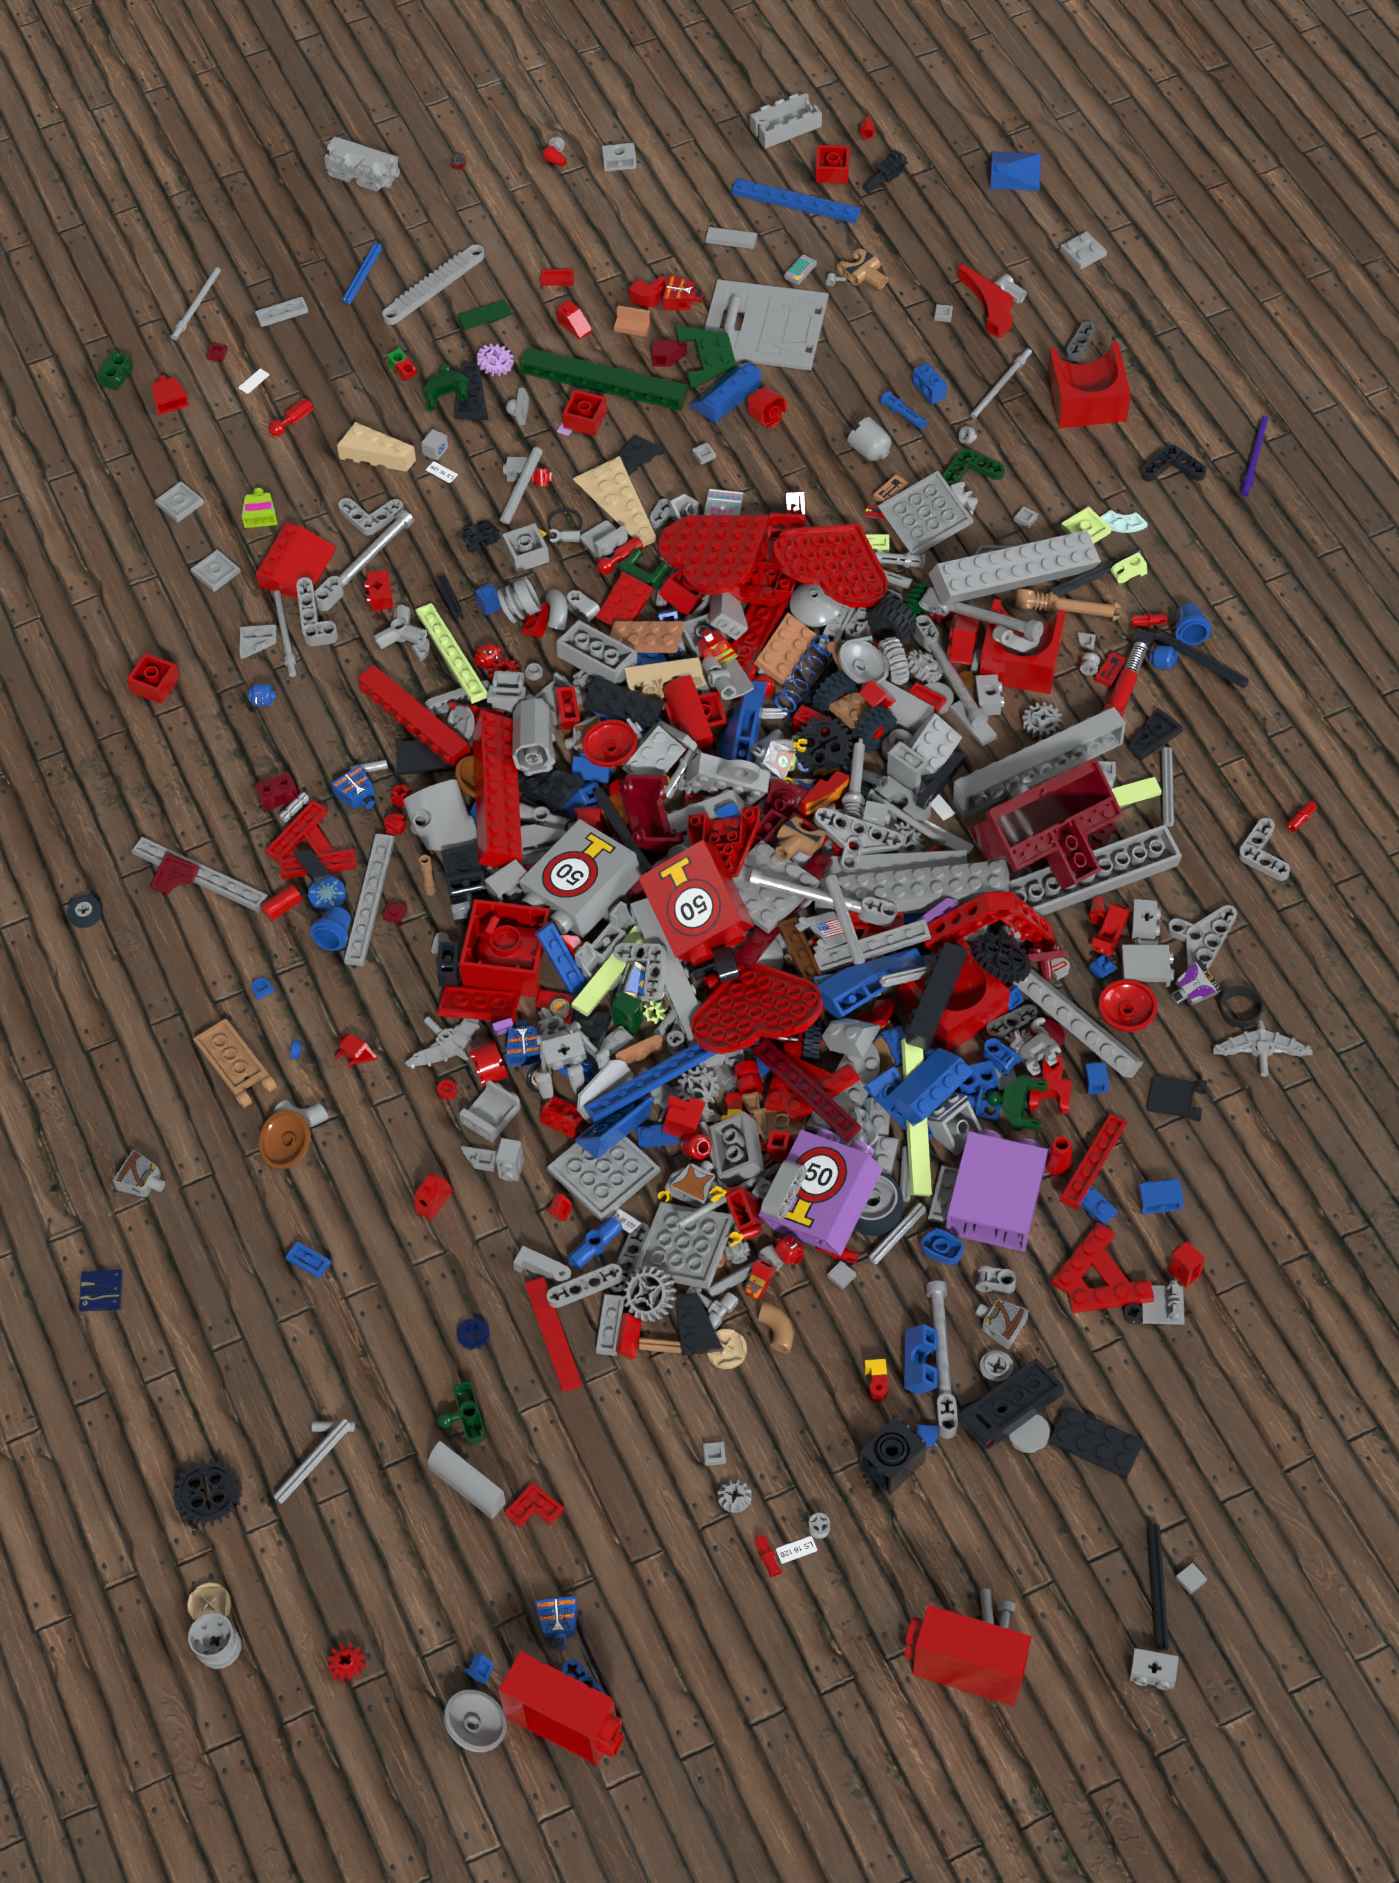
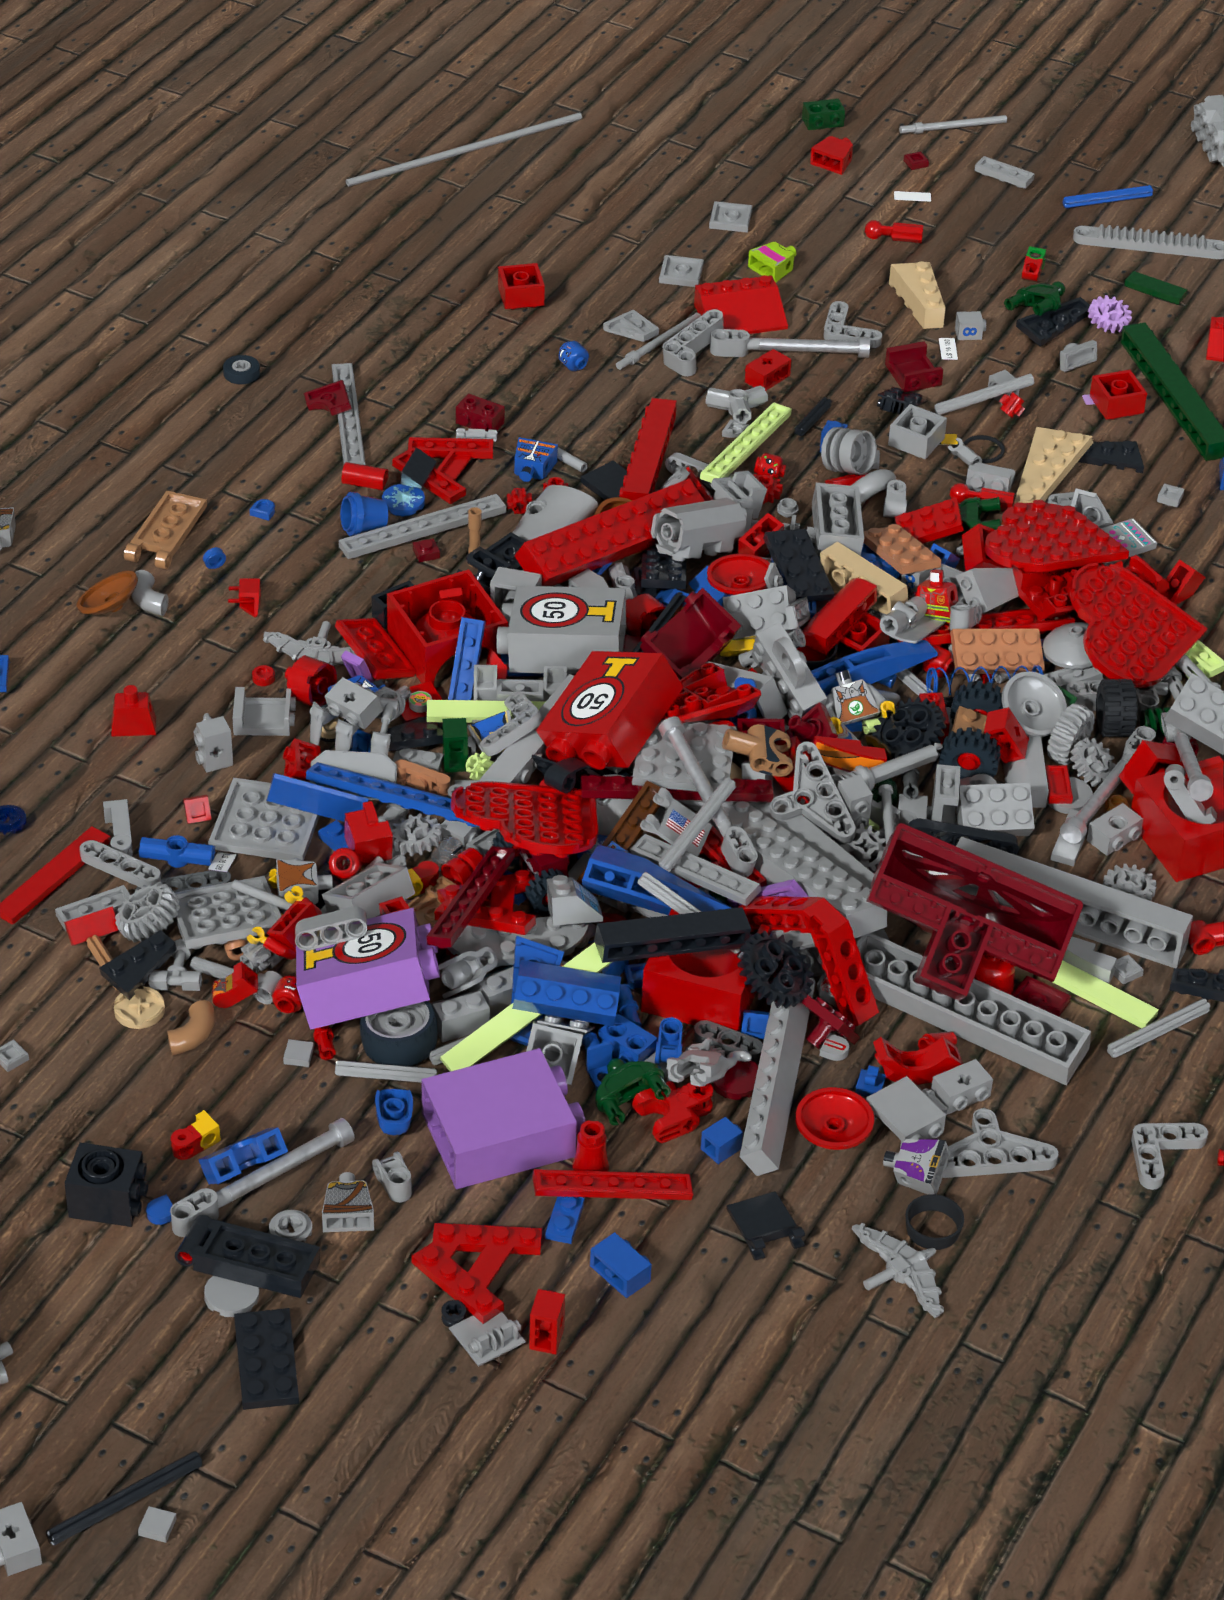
camera: 50 degrees right, 15 degrees down
(450, 506) = (912, 367): none -> dark red panel
(744, 646) = (964, 616): none -> light grey piece

